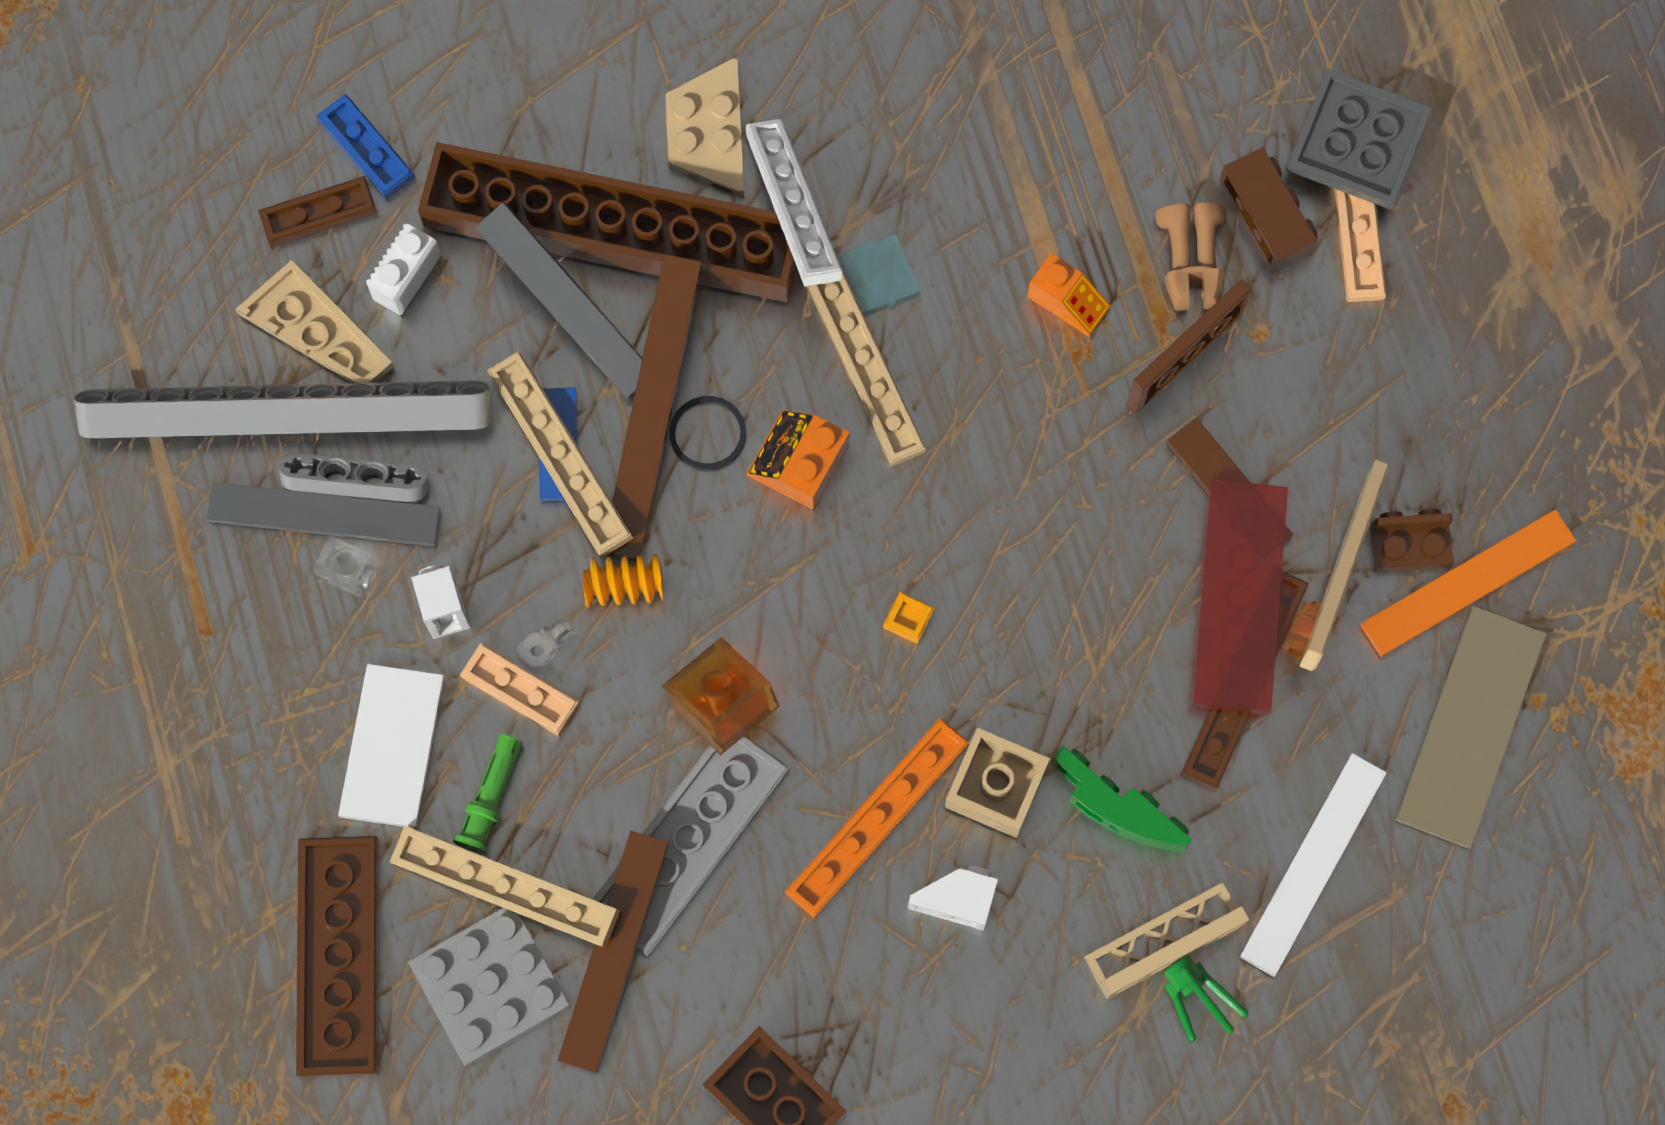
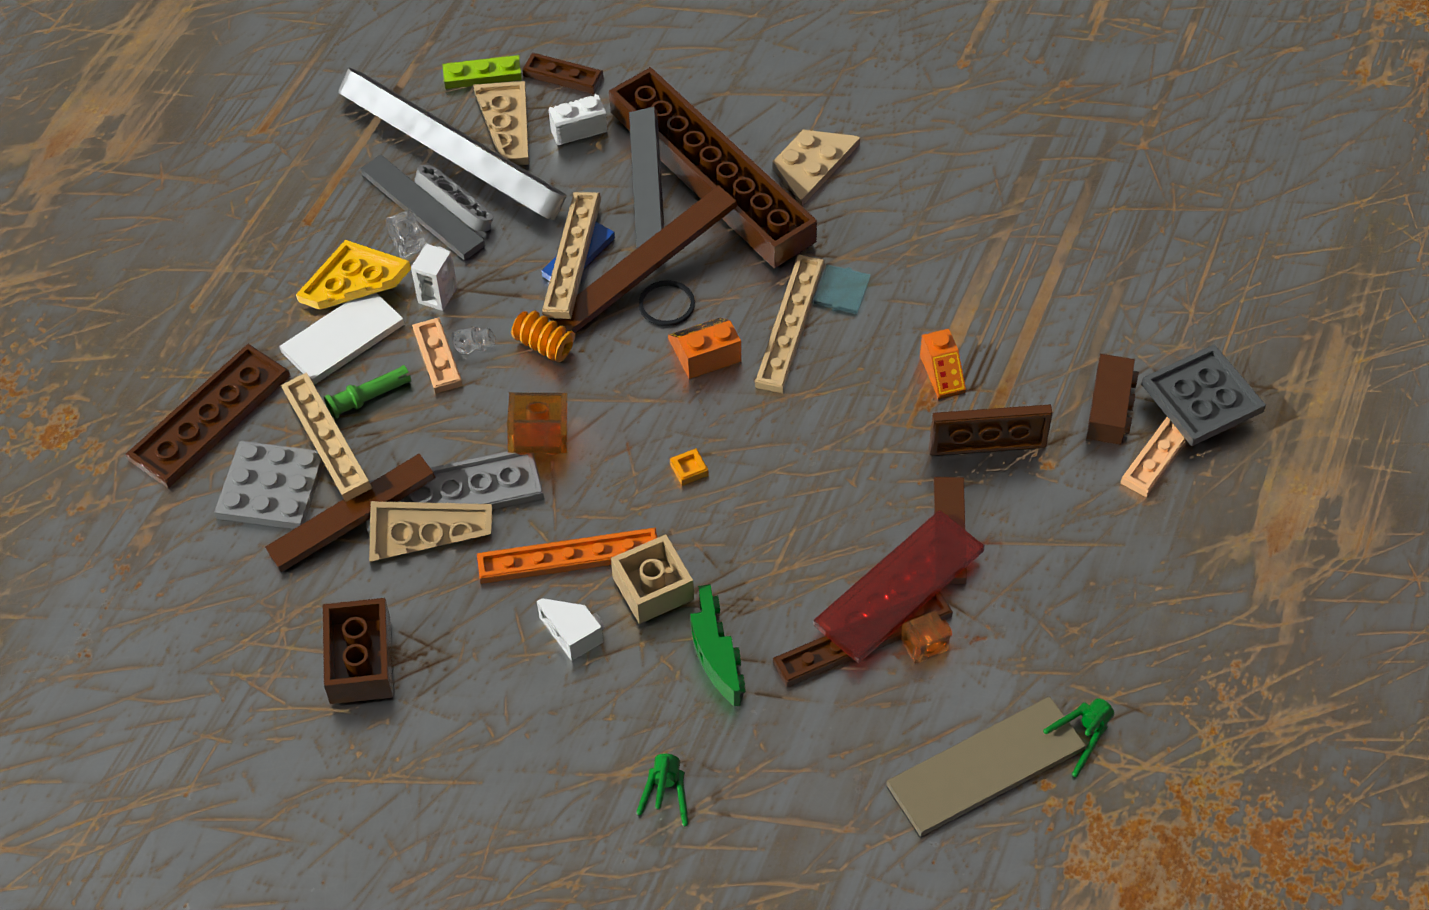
camera: 40 degrees right, 20 degrees down
(220, 279) = (482, 72): none -> lime plate
(337, 665) = (352, 274): none -> yellow plate
(366, 146) = (617, 58): blue tile -> none
(695, 913) = (417, 526): none -> tan wing
(793, 203) = (818, 210): white tile -> none
(1176, 950) = (691, 754): tan fence -> none
(1206, 275) = (1046, 366): medium nougat piece -> none
(1312, 865) = (807, 769): white tile -> none
(1344, 566) = (977, 606): tan tile -> none
(1411, 541) = (1042, 633): reddish brown bracket -> none
(1468, 583) = (1059, 683): orange tile -> none
(1536, 597) = (1094, 719): none -> green plant

